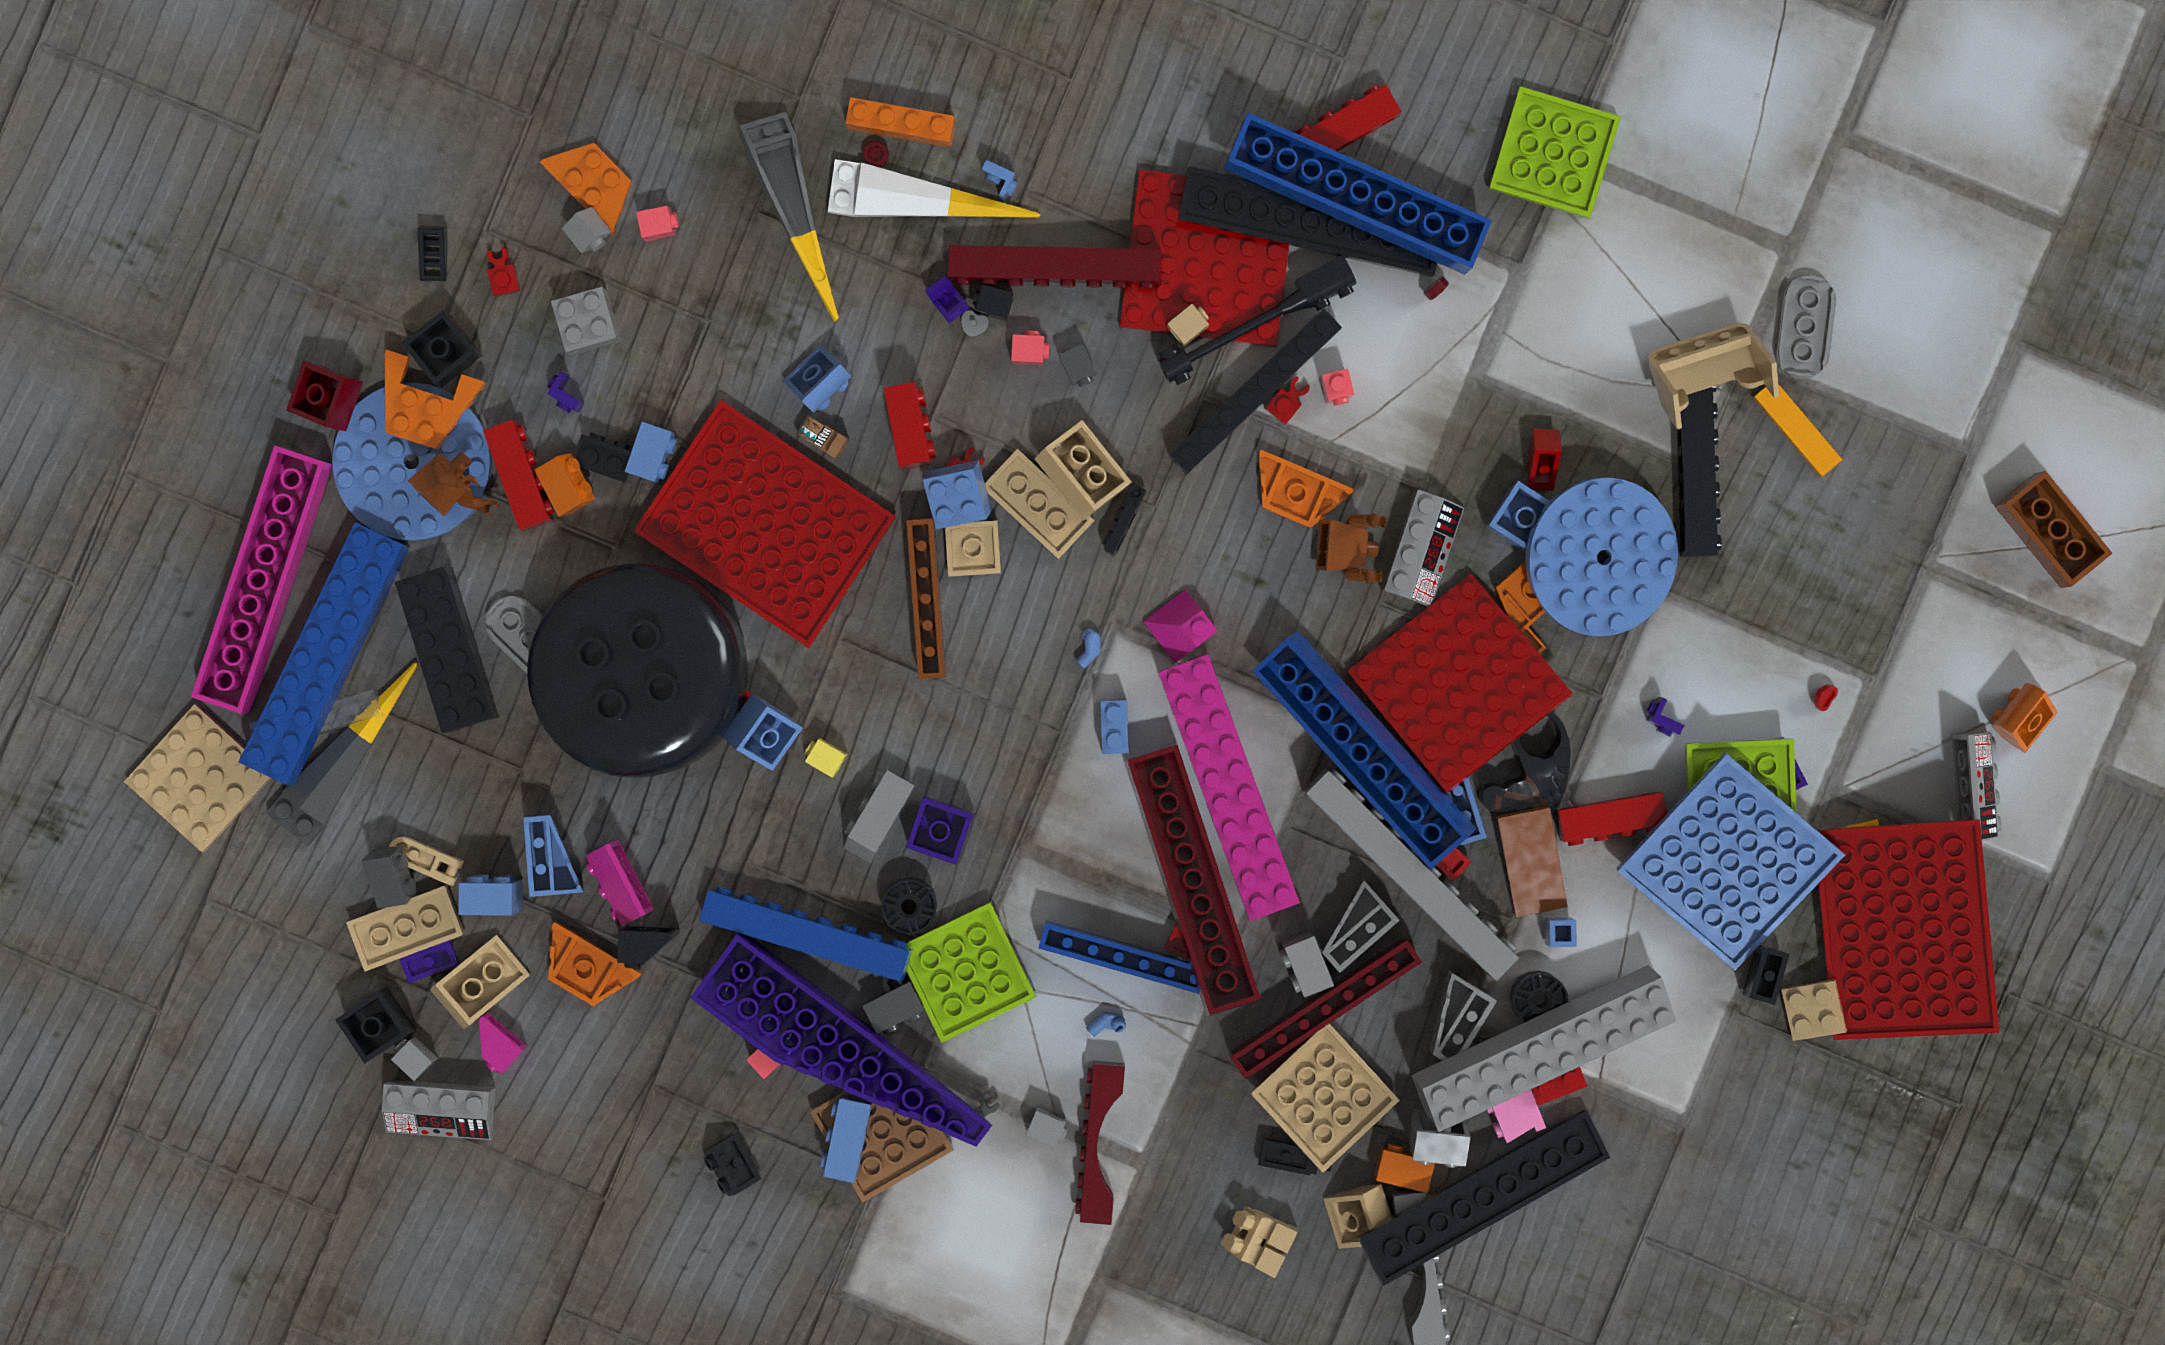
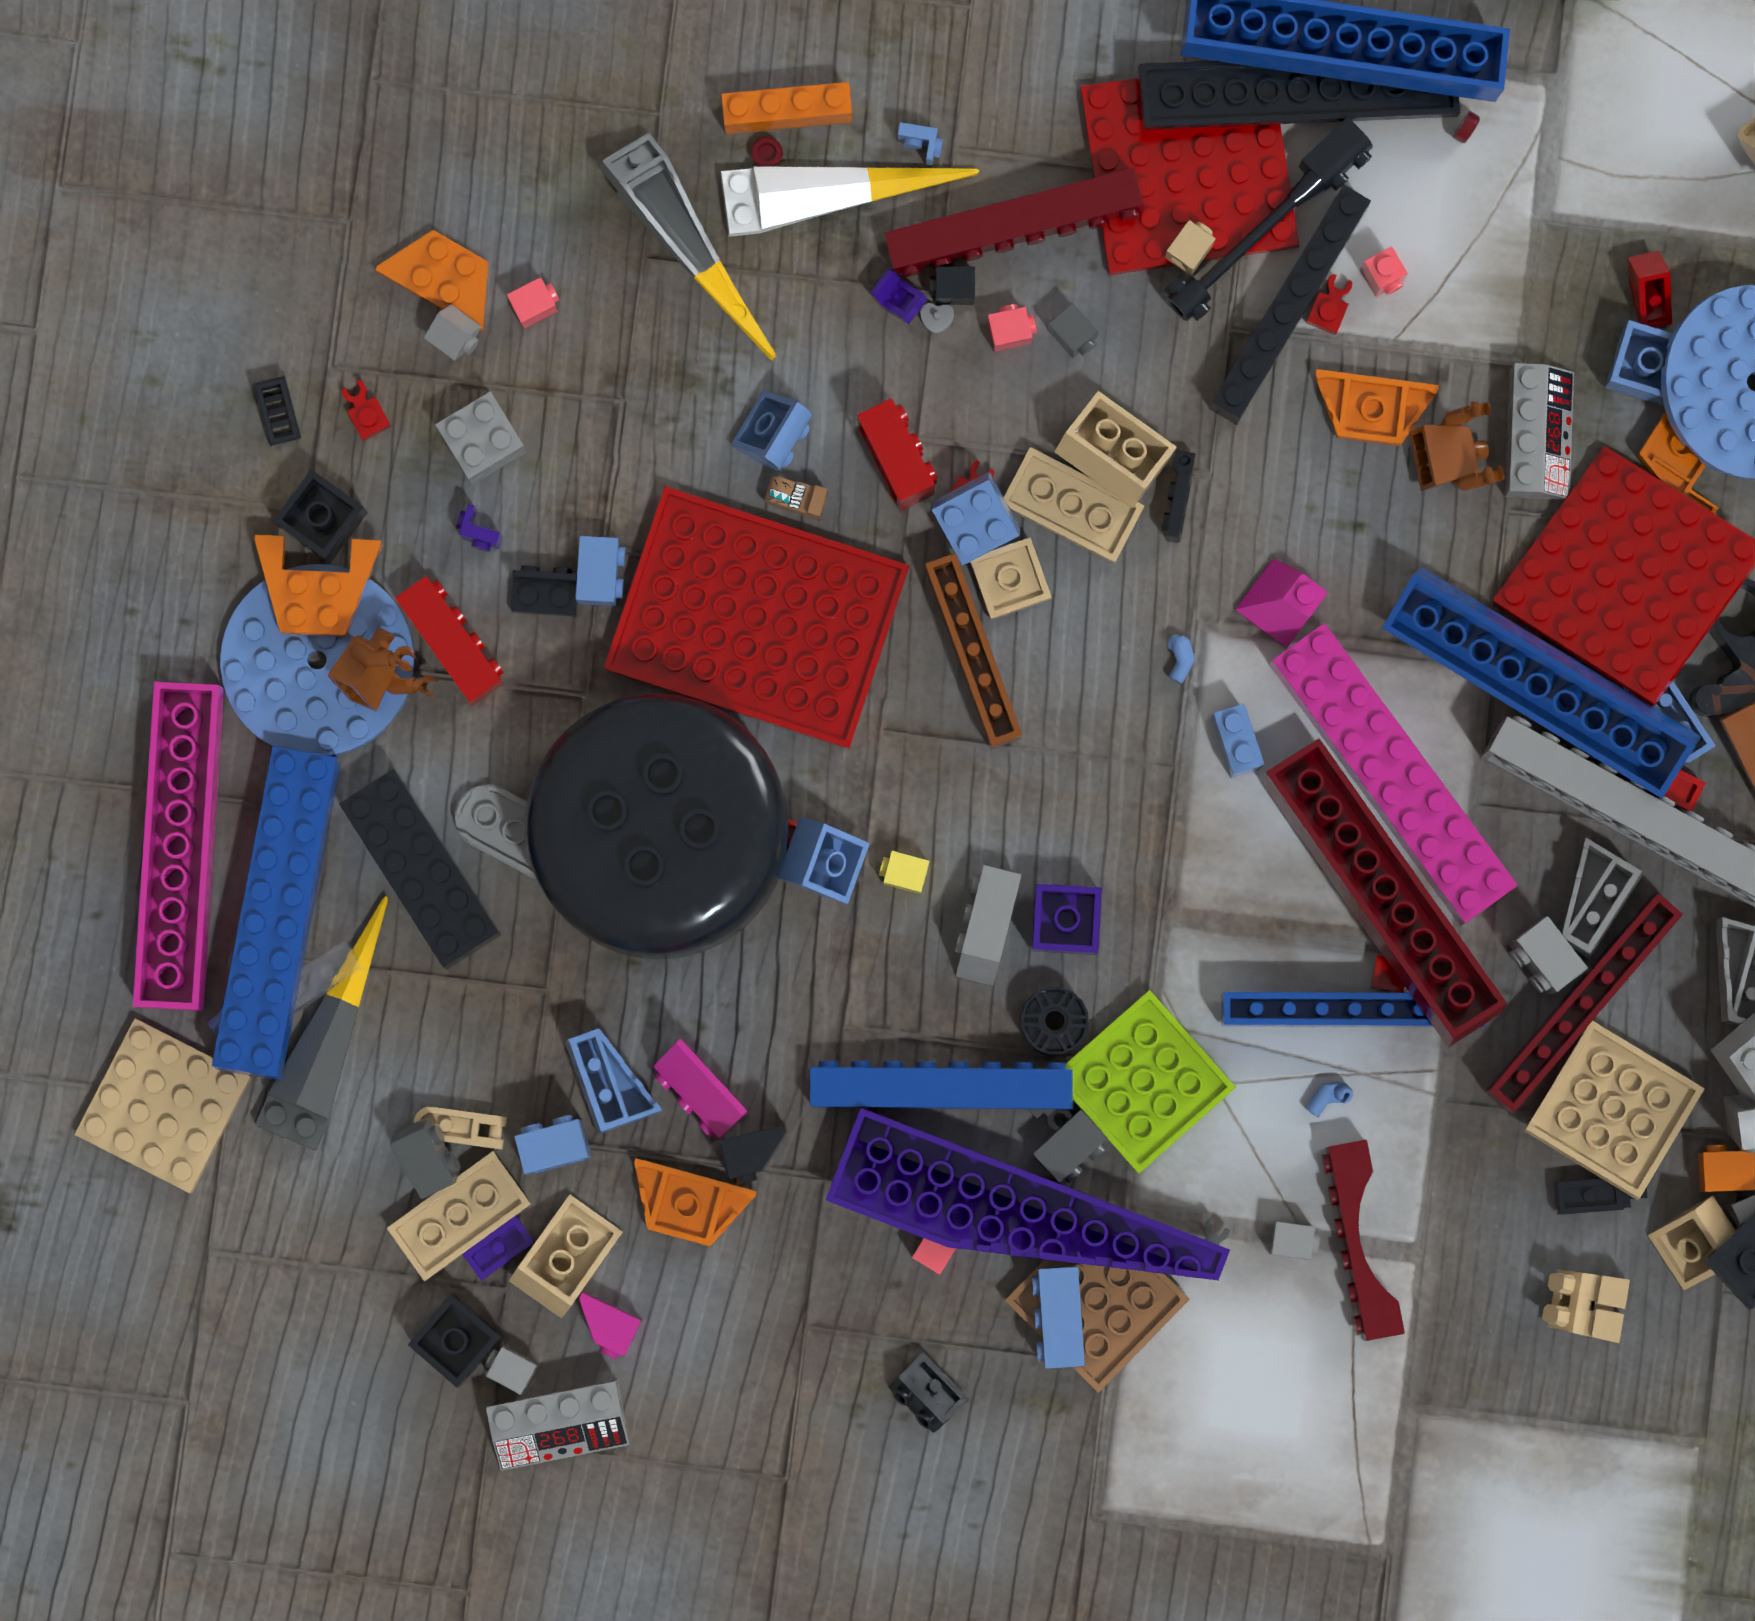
camera: 15 degrees left, 5 degrees down
(324, 396) = (196, 609): dark red brick -> none
(565, 484) = (508, 635): orange brick -> none

